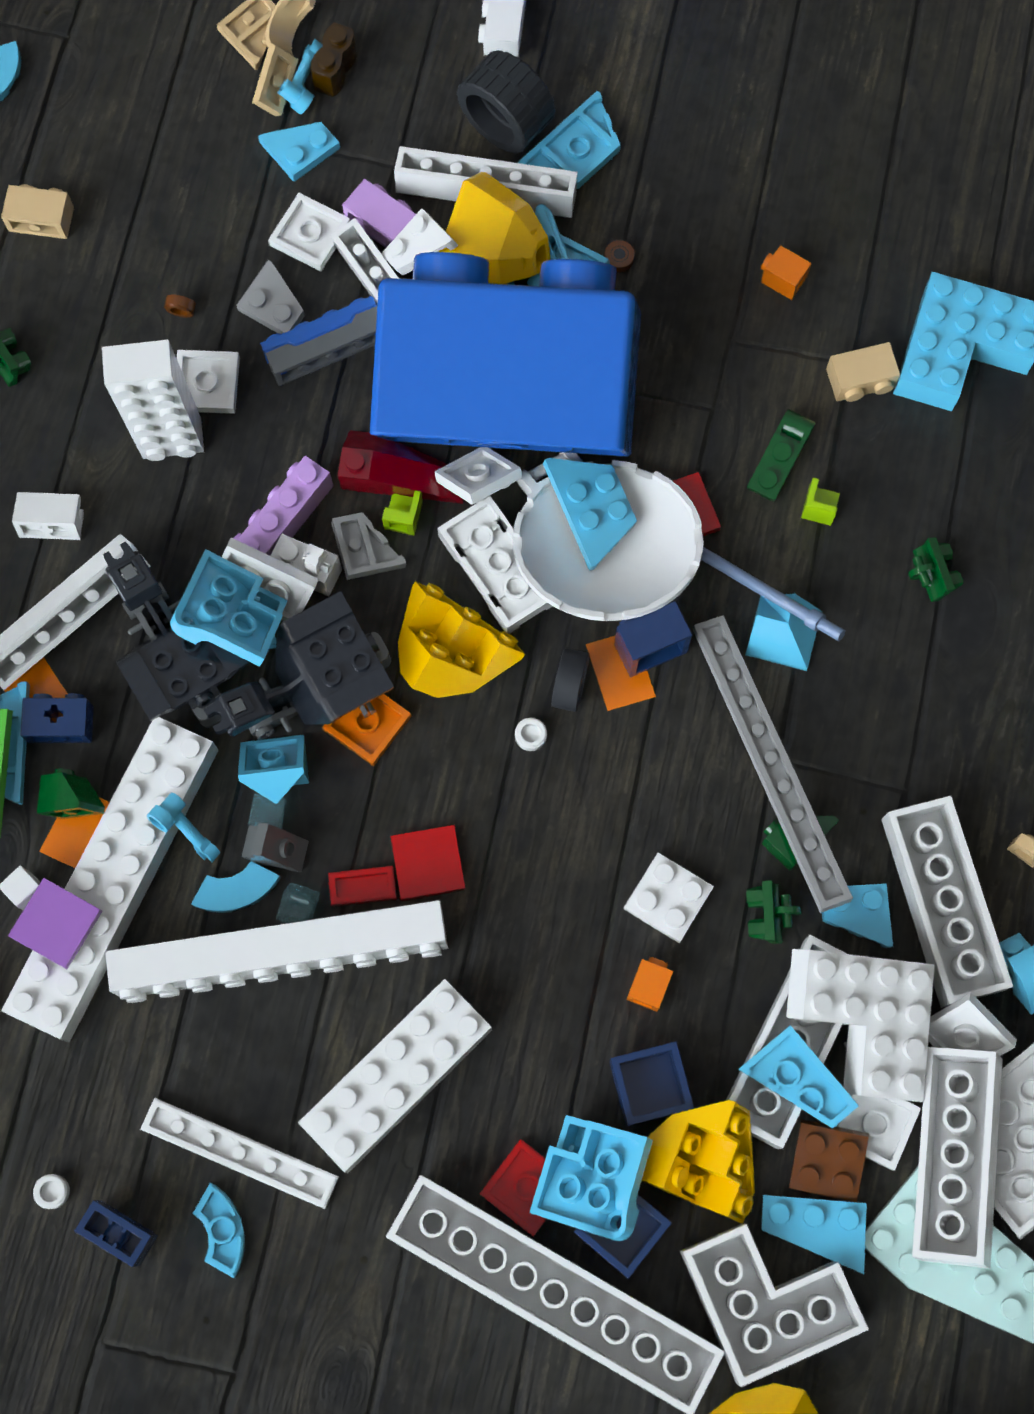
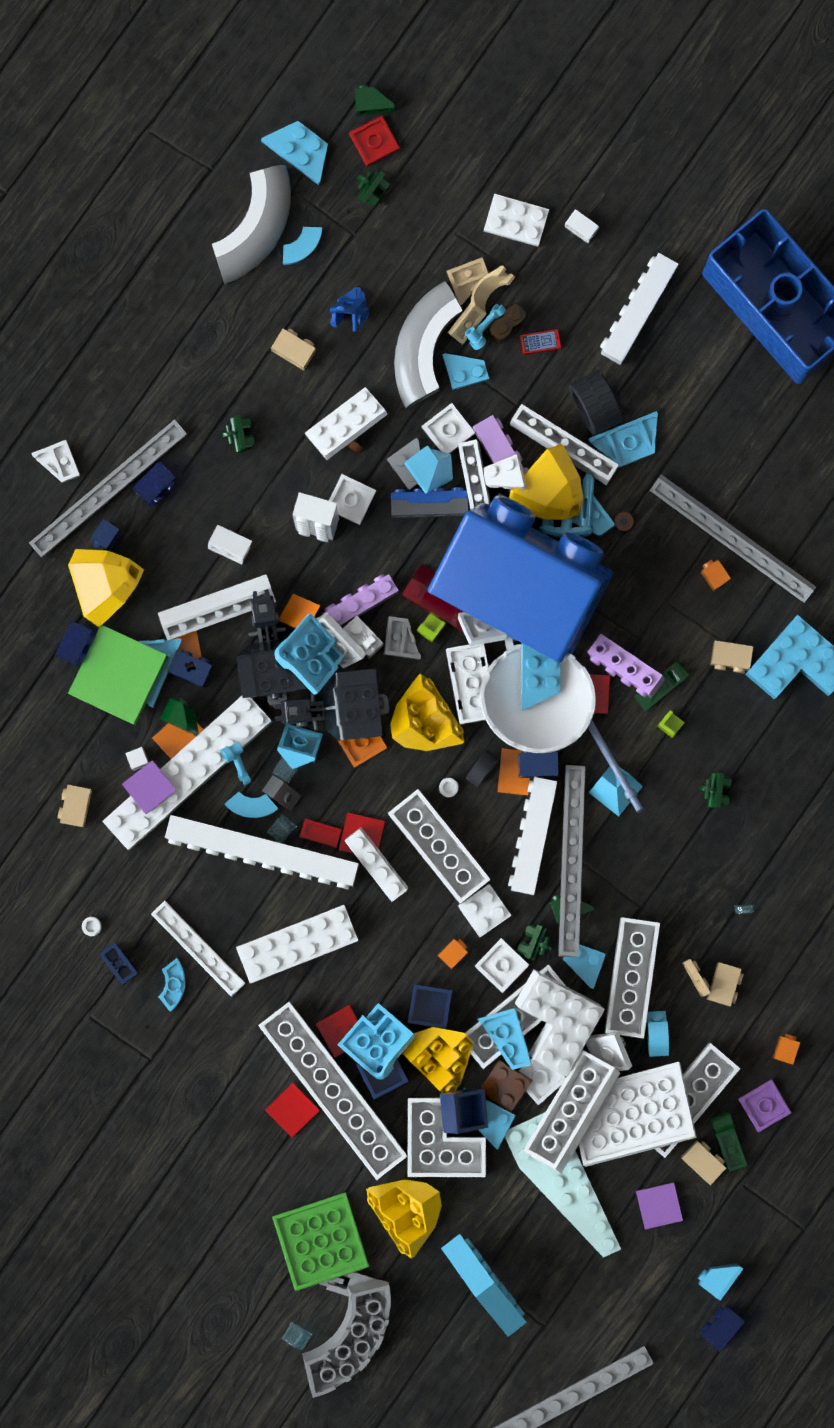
camera: 20 degrees right, 10 degrees up
(80, 115) = (358, 309): none -> blue piece
(155, 278) = (346, 423): none -> white plate
(184, 564) = (297, 609): none -> orange sticker
(215, 134) = (417, 344): none -> light grey brick
(305, 287) = (430, 468): none -> medium azure slope
(391, 69) = (540, 342): none -> tile
(469, 894) = (376, 864): none -> white brick
(500, 1356) = (292, 1110): none -> red tile
(555, 826) = (439, 846): none -> white brick
(693, 751) = (533, 835): none -> white brick
(717, 444) = (626, 666): none -> lavender brick
(734, 971) = (501, 965): none -> white plate
(784, 1232) = (464, 1110): none -> dark blue piece
(786, 214) = (732, 538): none -> light grey plate

